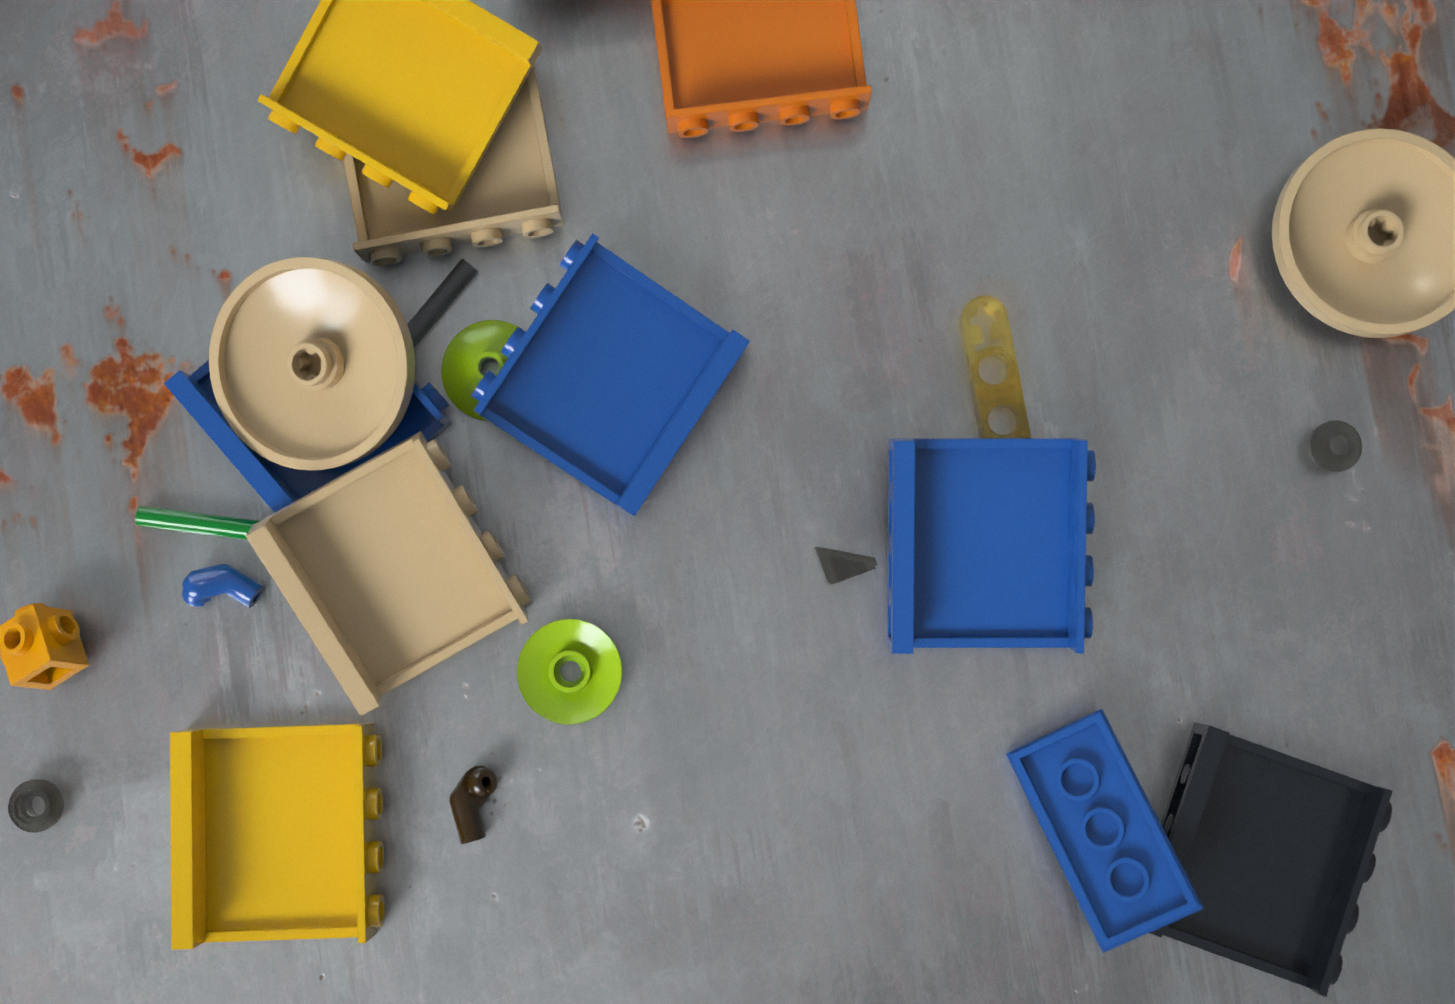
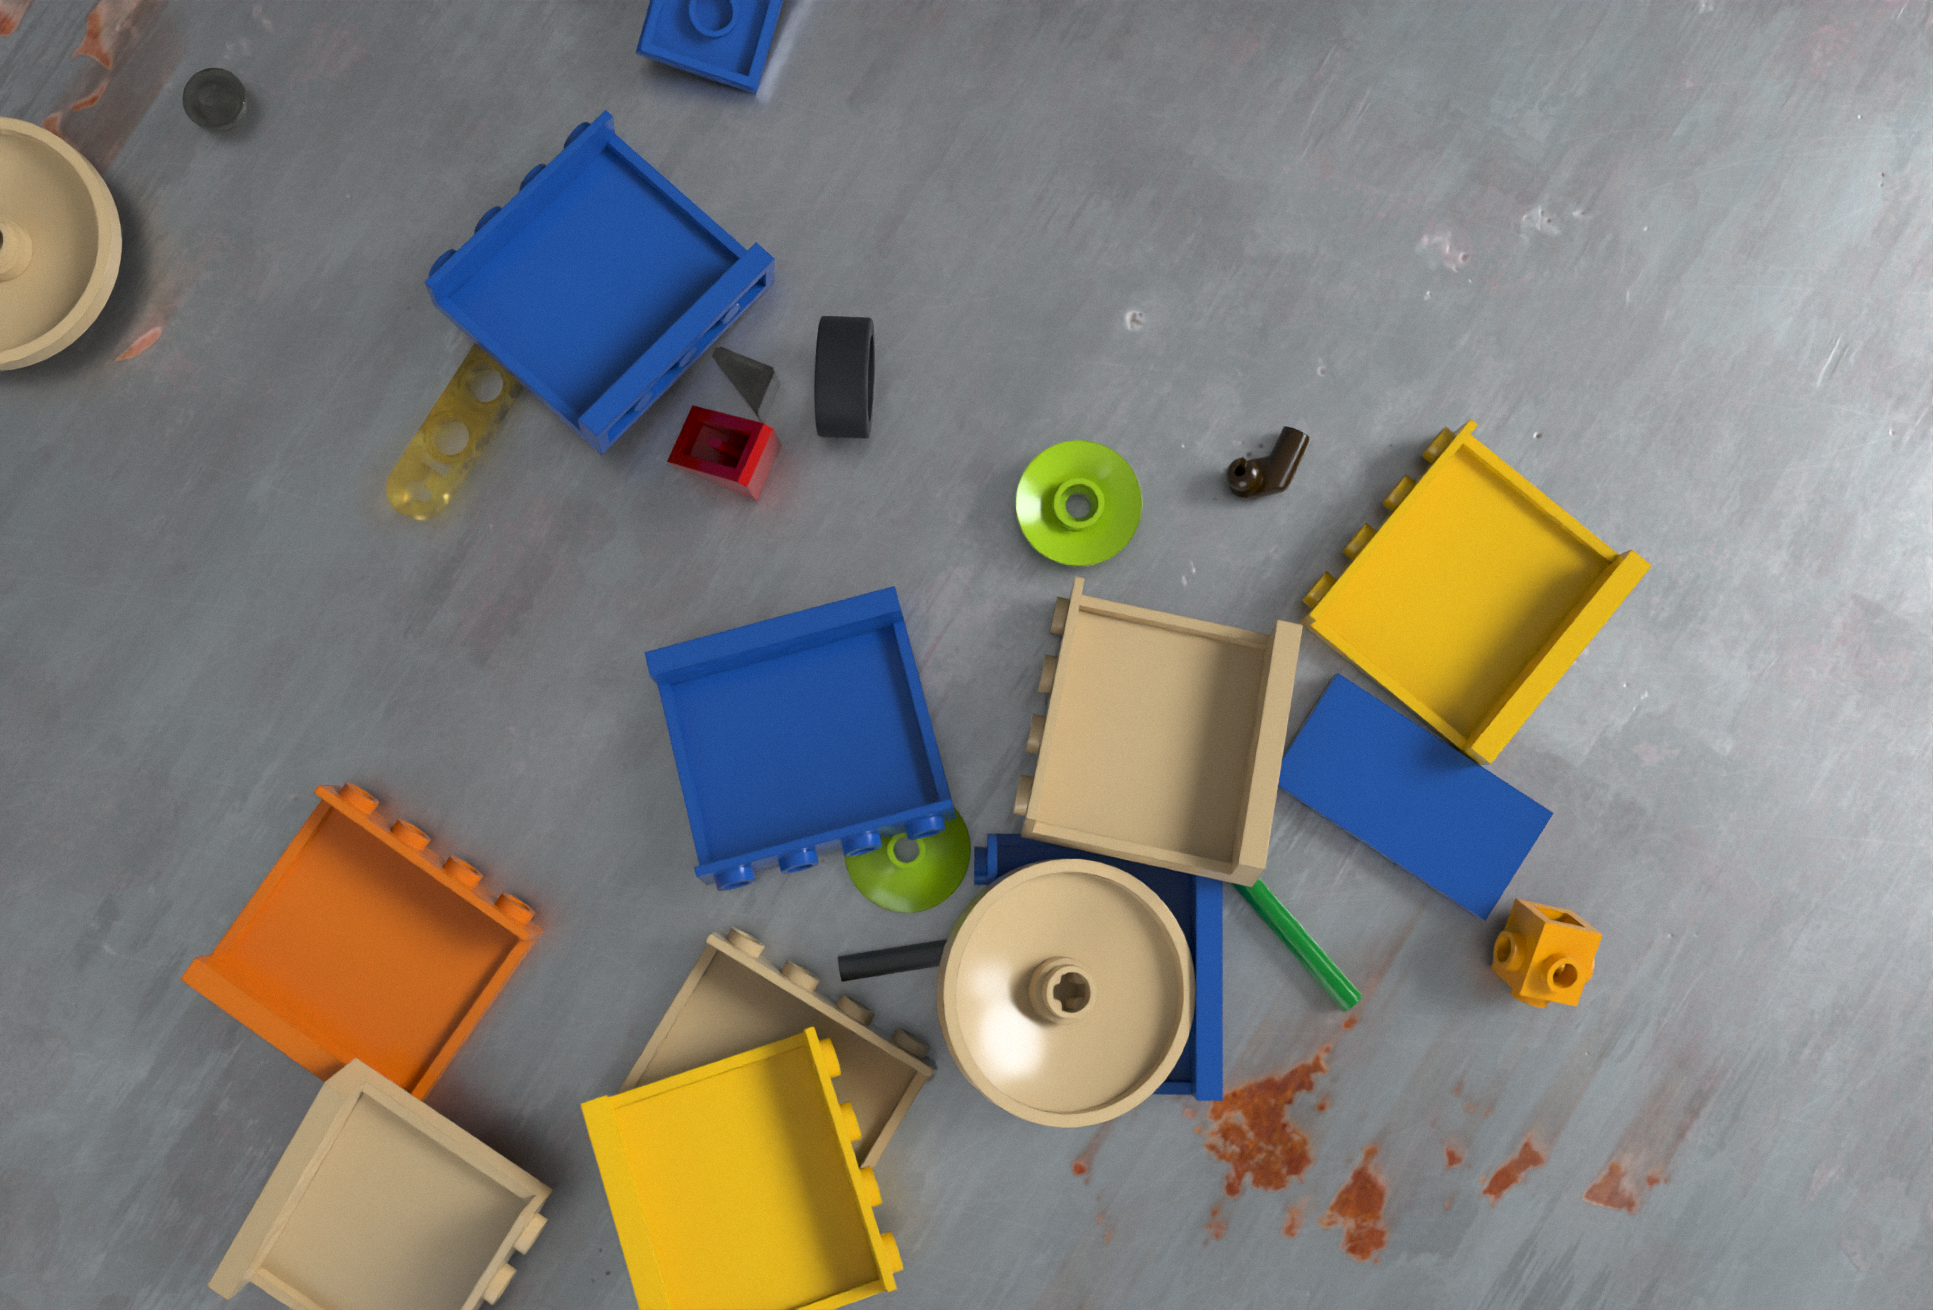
camera: 140 degrees left, 0 degrees up
(21, 808) = (1690, 814): clear smoke plate -> none
(208, 673) = (1411, 797): none -> blue tile
(217, 580) = (1329, 874): blue arm -> none
(781, 618) = (844, 377): none -> black tyre
(818, 509) = (726, 450): none -> red slope

